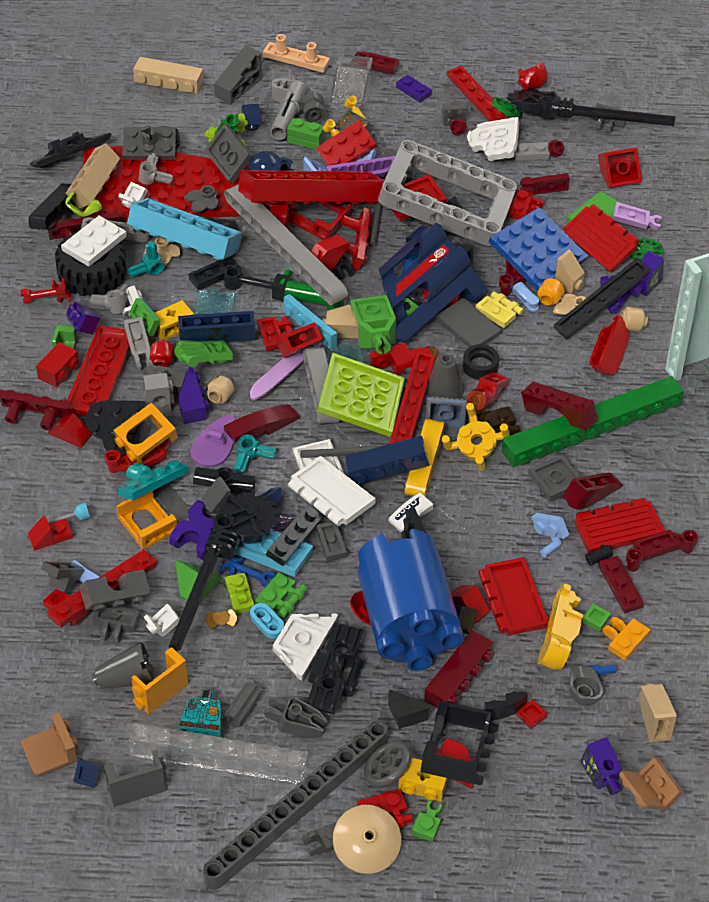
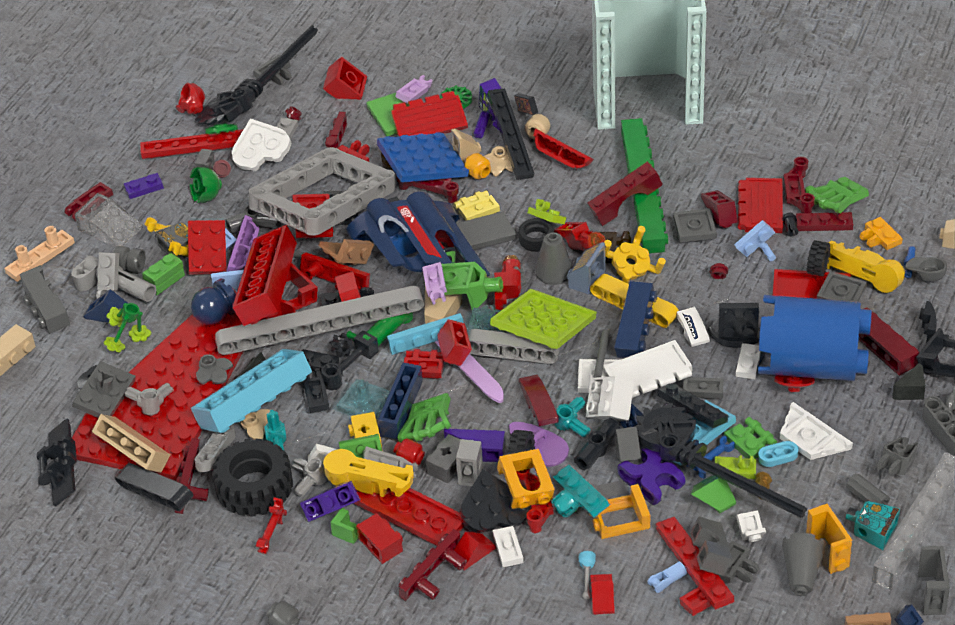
camera: 65 degrees left, 5 degrees down
(62, 574) = (672, 584): dark grey slope -> none
(79, 452) = (508, 546): none -> white plate
(93, 207) = (177, 460): lime piece -> none
(93, 240) = (240, 456): white plate -> none
(112, 311) = (366, 474): none -> yellow piece
(133, 194) = (177, 420): white bracket -> none
(190, 416) = (521, 441): none -> black tyre
(220, 389) = (479, 419): tan head -> none
(228, 153) = (167, 329): dark grey plate -> none
(251, 263) = (318, 359): none -> black plate
(270, 269) = (341, 339): none -> black gear
(275, 469) = (609, 398): none -> white slope
(277, 100) = (107, 273): none -> light grey hinge
(327, 667) = (853, 417): black piece -> none
(353, 298) = (435, 282): none -> lavender plate
(385, 235) = (349, 251): none -> medium nougat bracket
(412, 397) = (566, 288): red plate -> none
(426, 121) = (205, 184): none -> green cylinder
(498, 512) = (718, 271): none -> dark red plate
(507, 359) = (541, 212): none -> lime plate
(510, 617) = (841, 288): none -> dark grey plate
(526, 296) = (475, 184): light blue bar -> none
(531, 714) = (942, 311): red tile -> none
(541, 582) = (818, 258): none -> black tyre
(596, 617) = (856, 240): bright green plate -> none
(655, 298) = (526, 104): none -> tile
(665, 586) = (837, 194): none -> bright green plate

